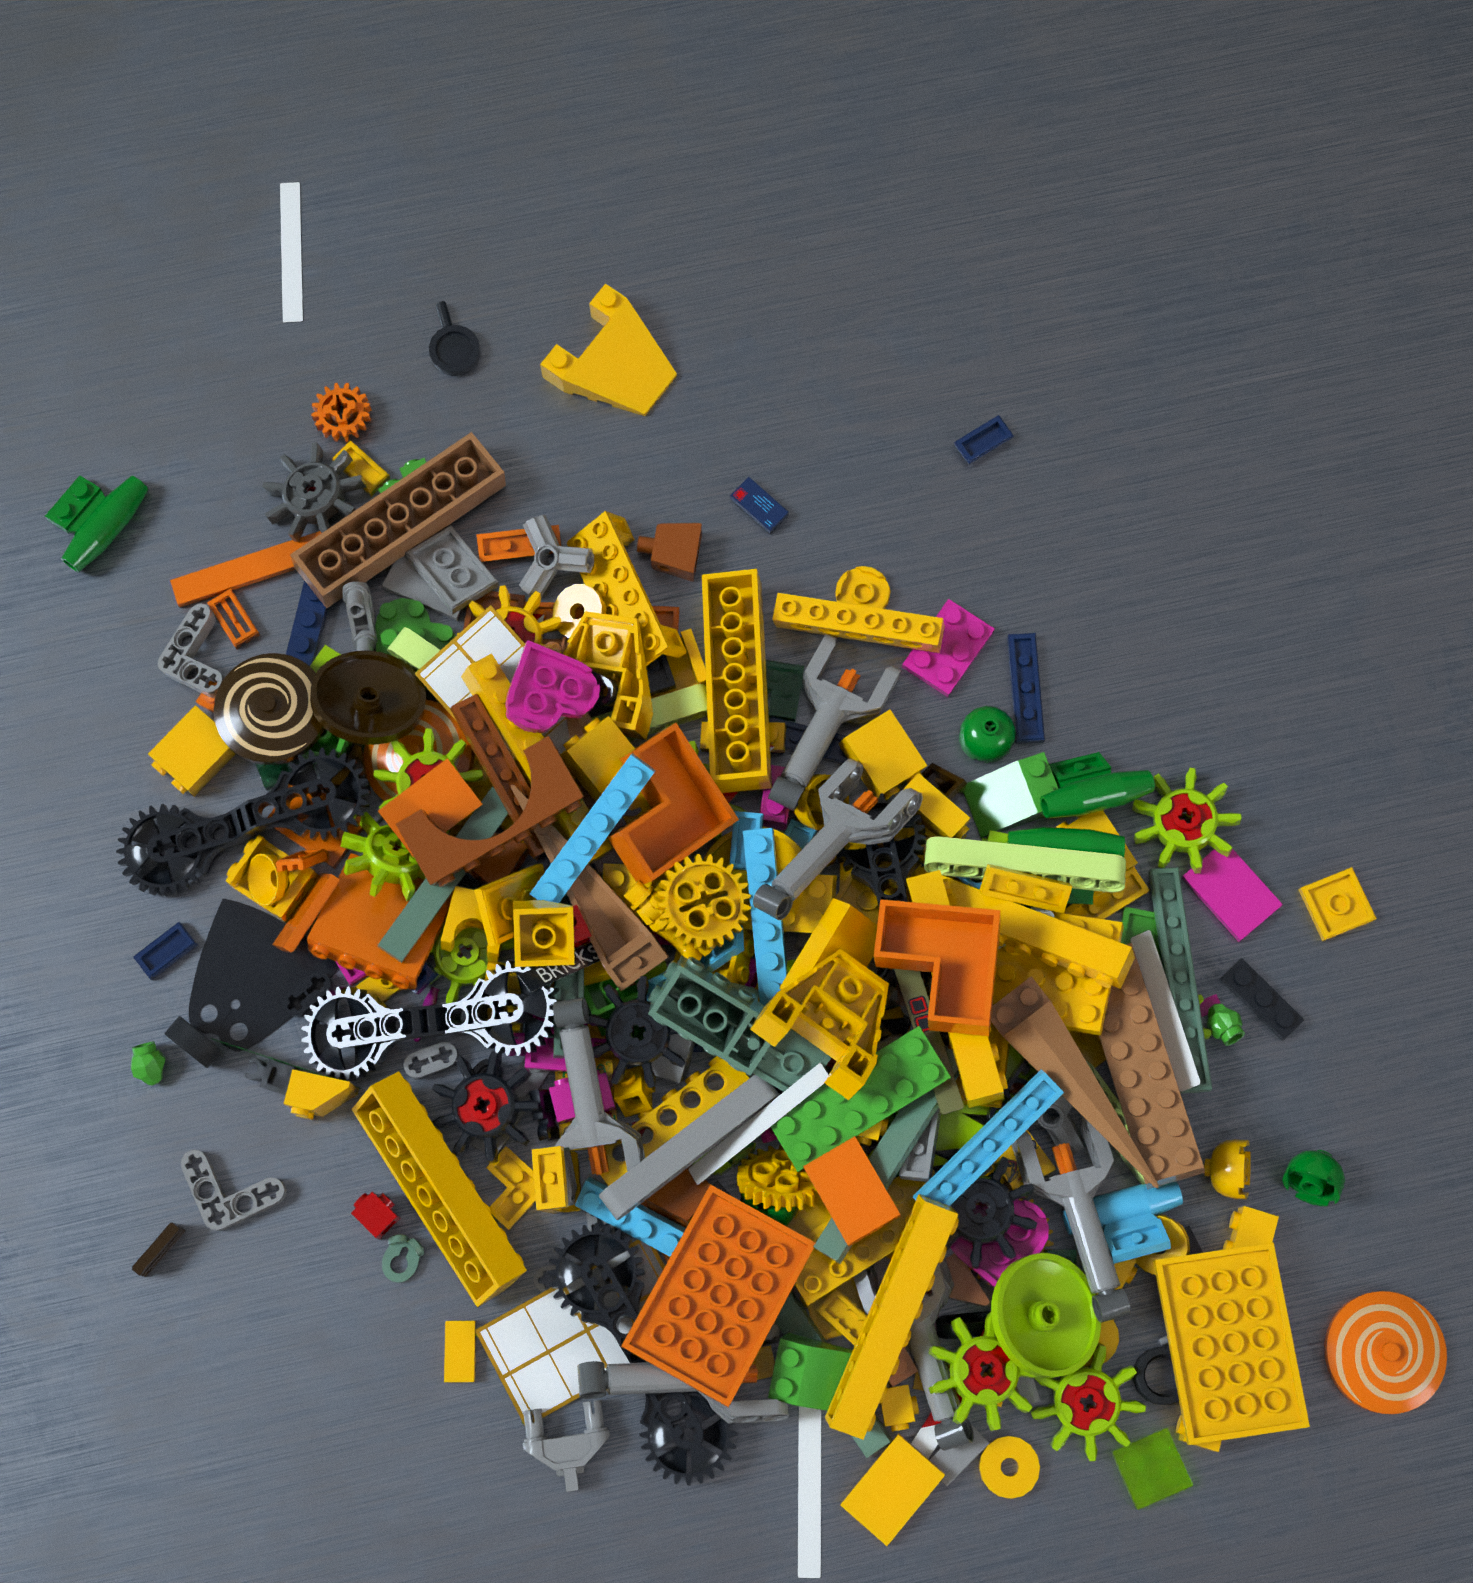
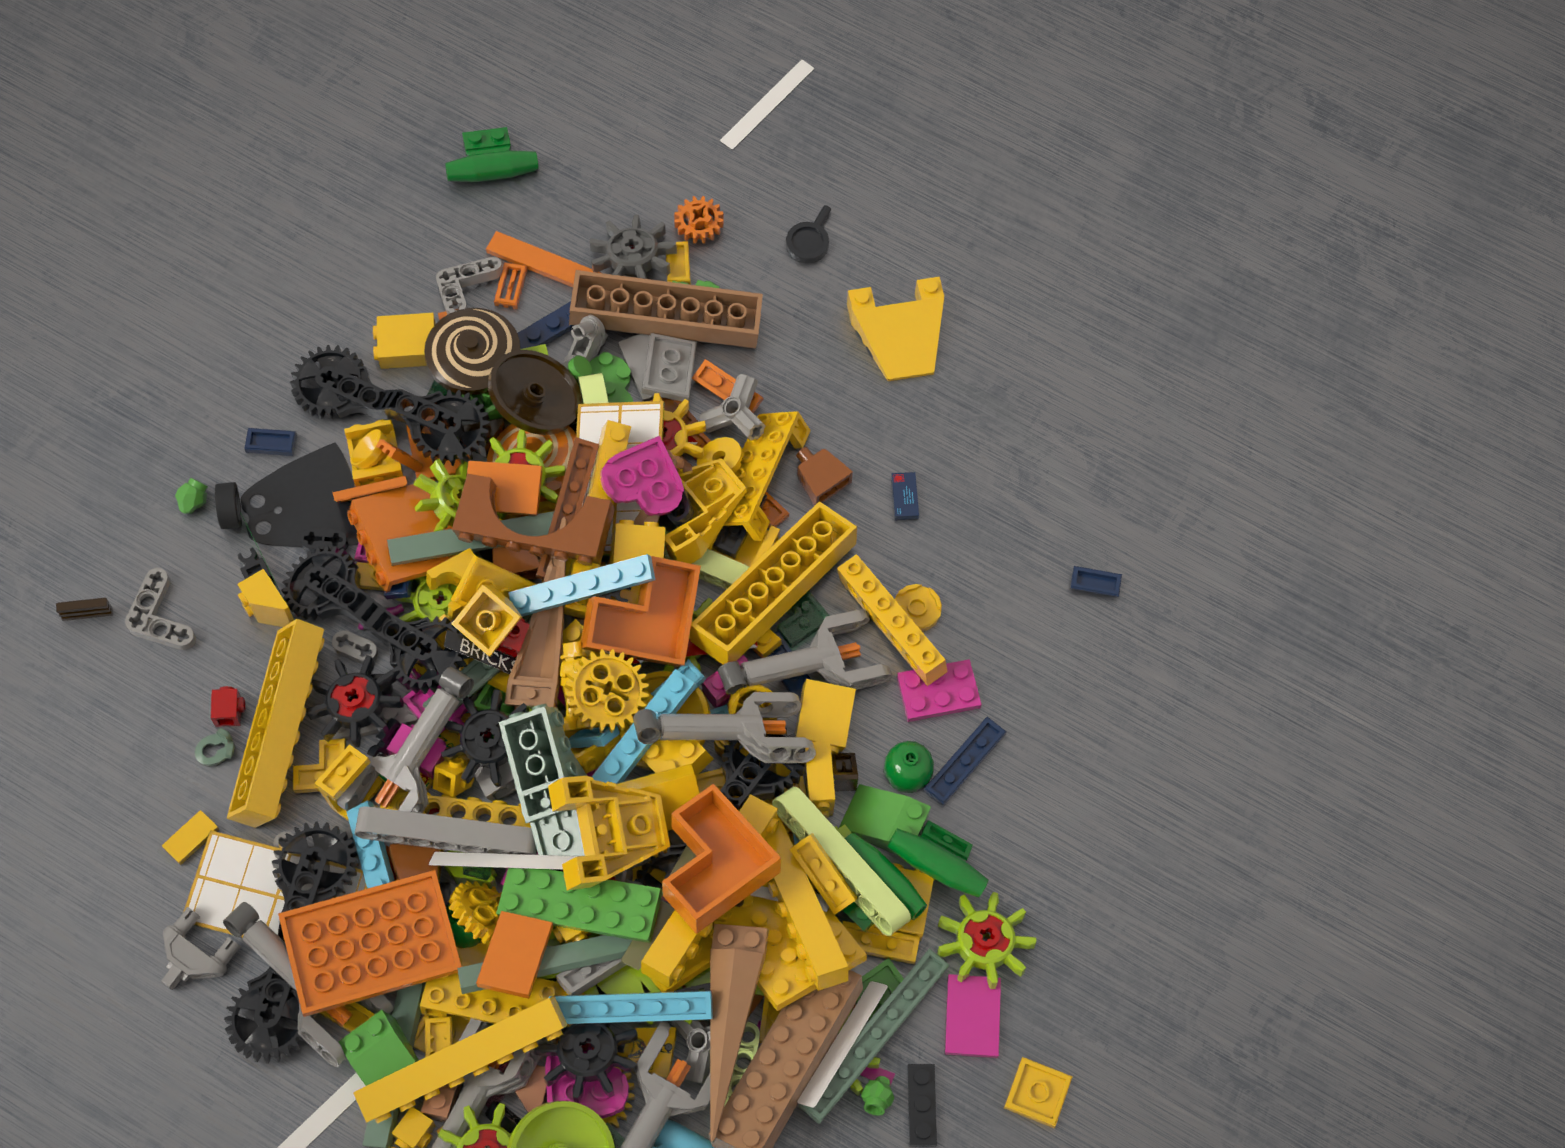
camera: 40 degrees right, 10 degrees down
(377, 639) = (579, 366): none -> bright green tile

